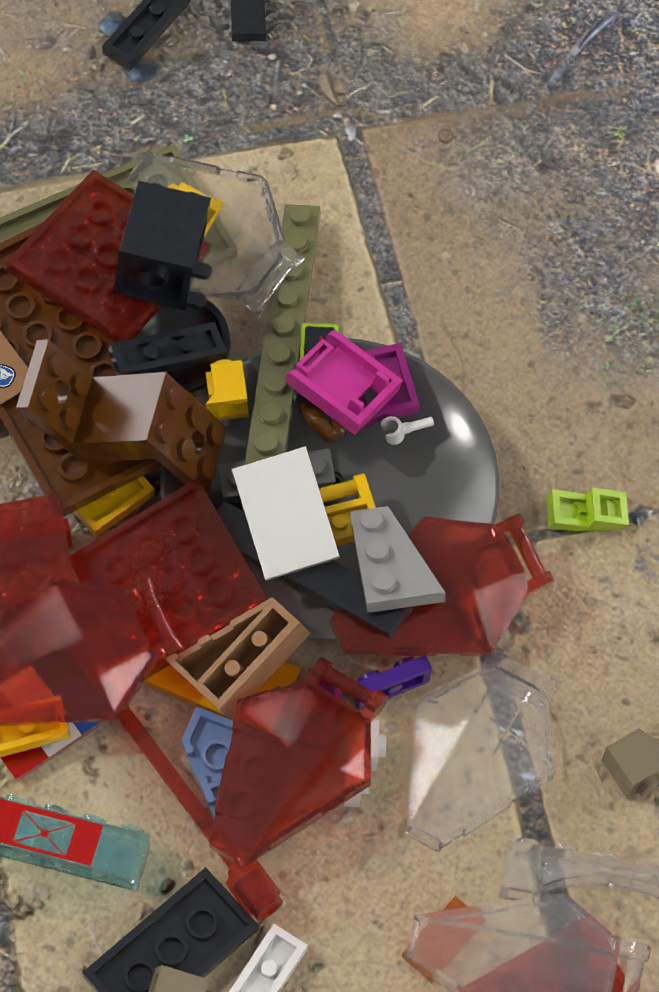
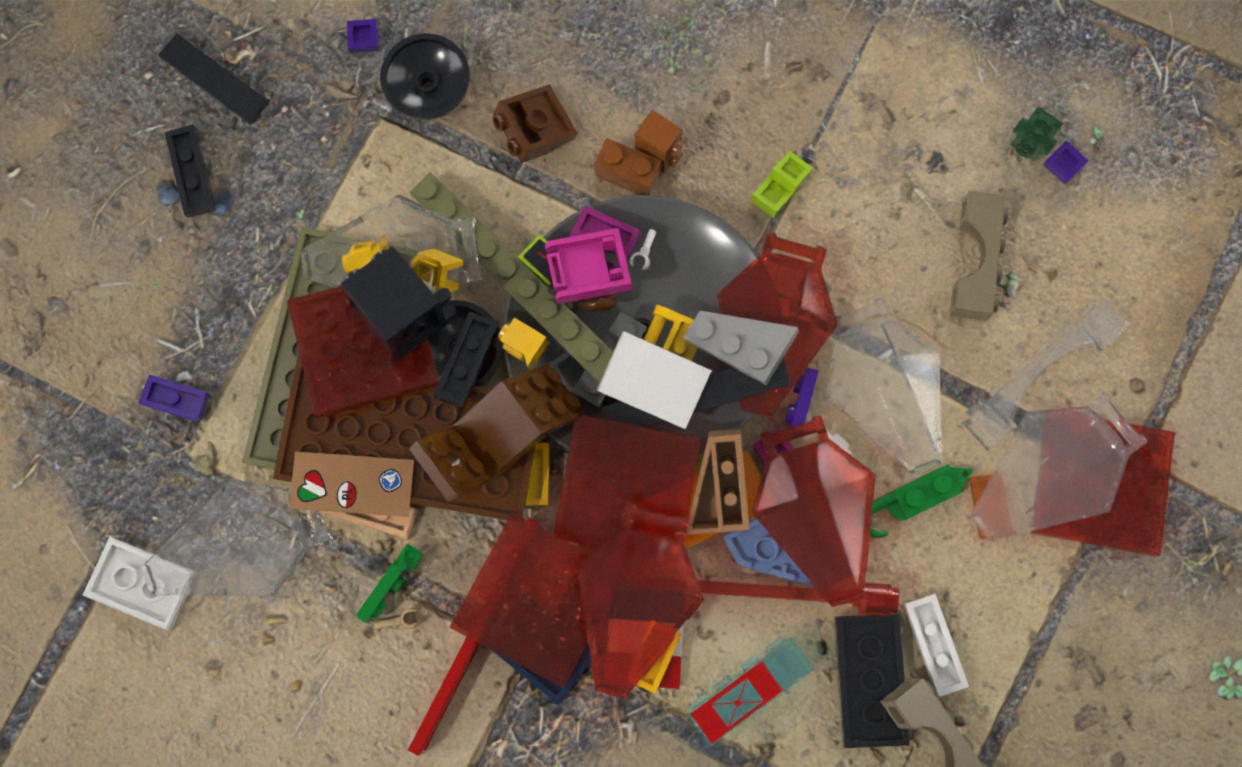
camera: 40 degrees left, 15 degrees up
(223, 257) = (432, 269): none -> yellow window
(392, 861) = (921, 494): none -> green plate
(395, 64) = (362, 35): none -> dark purple plate
(405, 122) = (423, 60): none -> black dish
(444, 256) = (533, 123): none -> reddish brown plate
(476, 363) = (627, 168): none -> dark orange brick
(522, 367) = (660, 140): none -> dark orange brick

